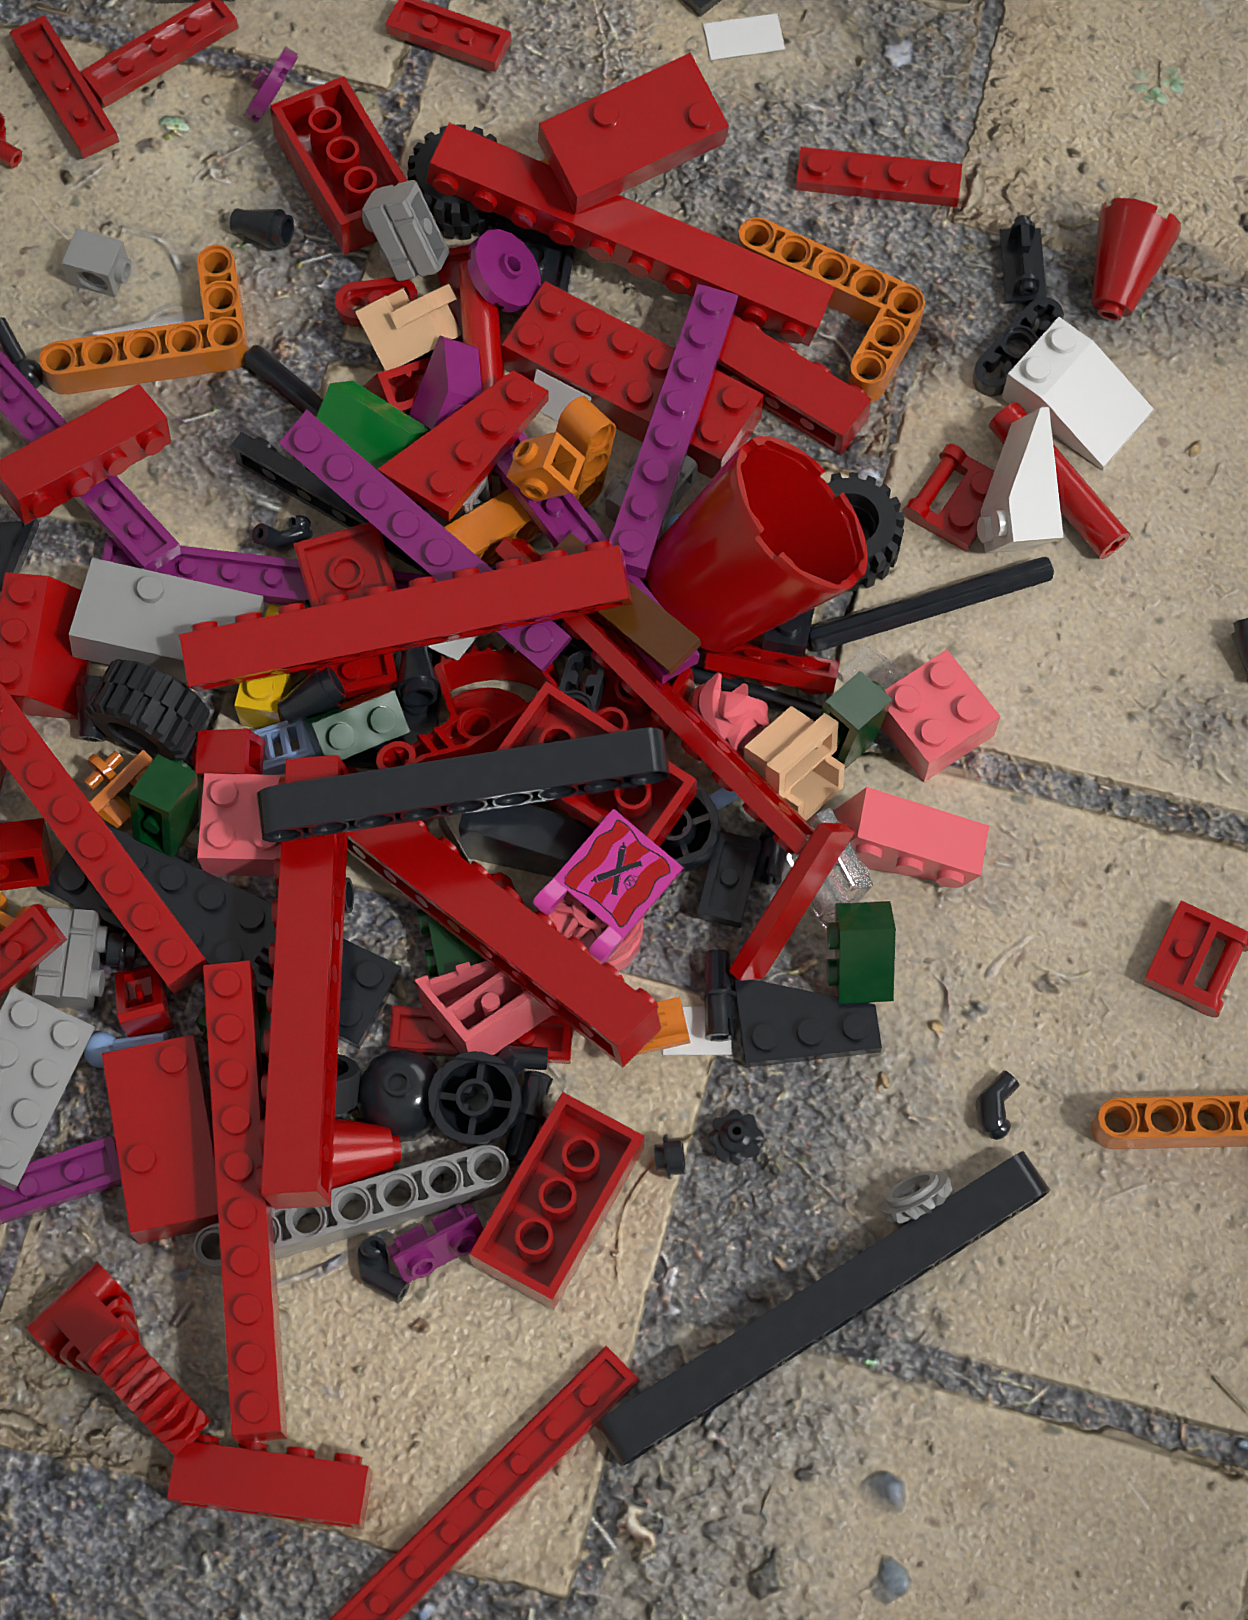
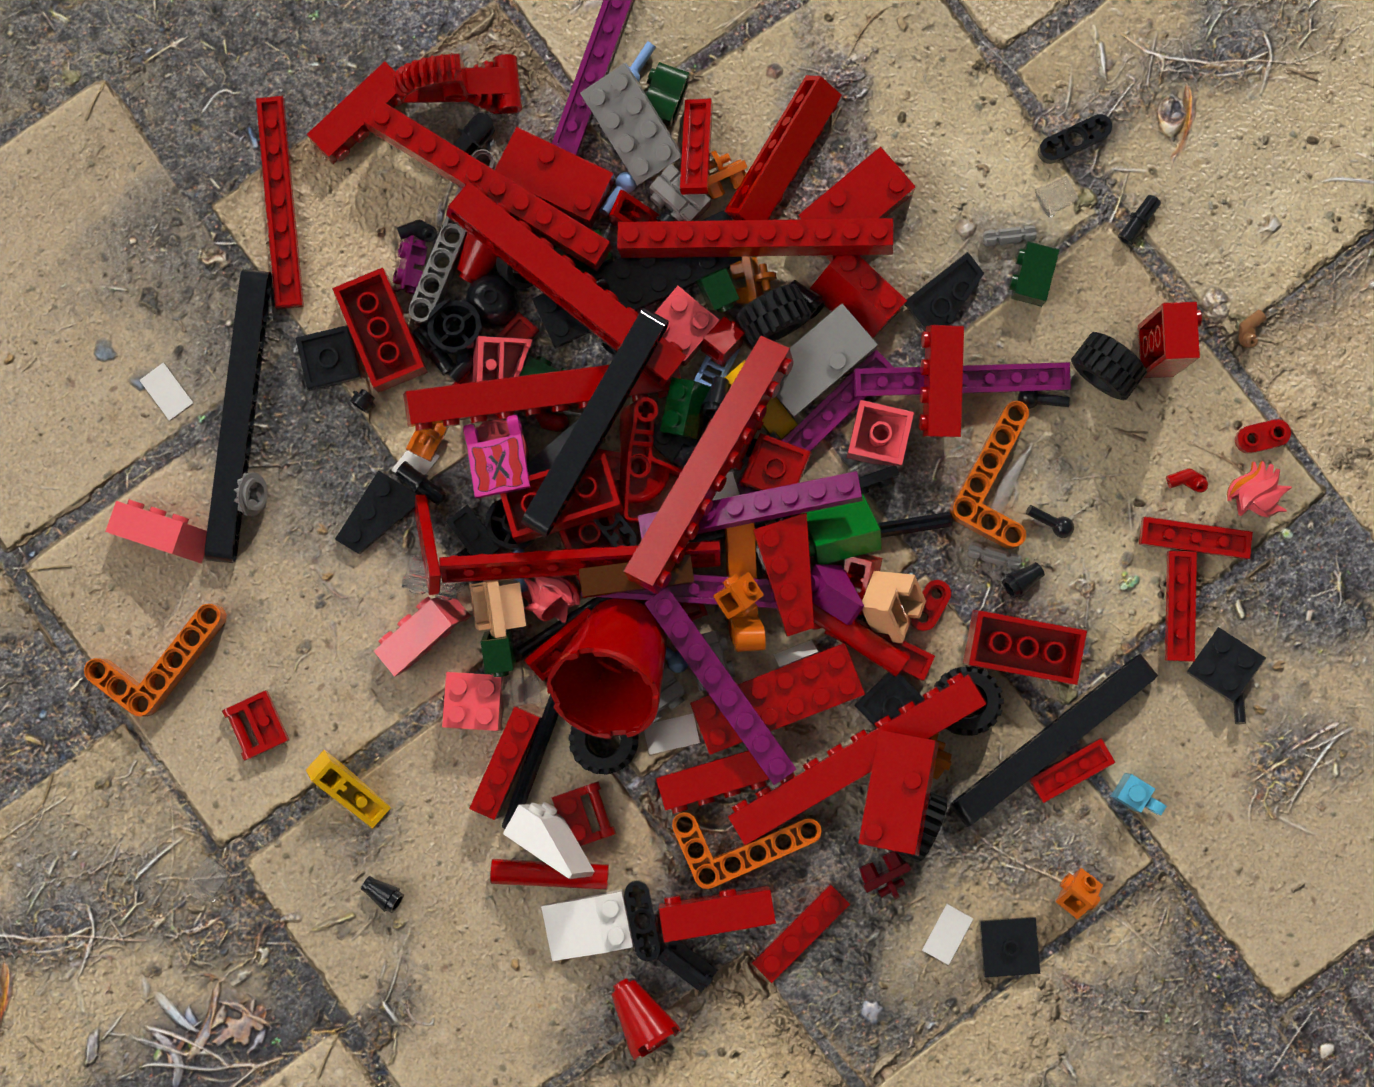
camera: 130 degrees right, 15 degrees up
(96, 263) = (1065, 476): light grey brick -> none
(163, 234) = (1062, 526): none -> black bar
(182, 1295) = (475, 133): none -> black arm
(208, 489) = (879, 434): none -> coral slope
(258, 277) = (994, 555): none -> light grey axle
(269, 83) = (1106, 643): magenta plate -> none
(283, 539) = (827, 455): black arm -> none
(405, 230) = (948, 641): light grey brick -> none
(422, 68) = (1053, 740): none -> black beam
(504, 270) = (890, 666): magenta plate -> none
(650, 1249) = (328, 358): none -> black plate
(735, 1137) = (347, 437): black plant -> none
(746, 134) = (873, 880): none -> dark red hips
(863, 952) = (380, 561): dark green brick -> none
(874, 1443) = (166, 391): none -> white sticker
(940, 257) = (716, 913): none -> red brick
(976, 621) = (505, 763): none -> red brick
(991, 1106) = (268, 568): black arm -> none
(1070, 1284) = (157, 531): none -> coral wedge
(1173, 787) = (347, 789): none -> yellow slope

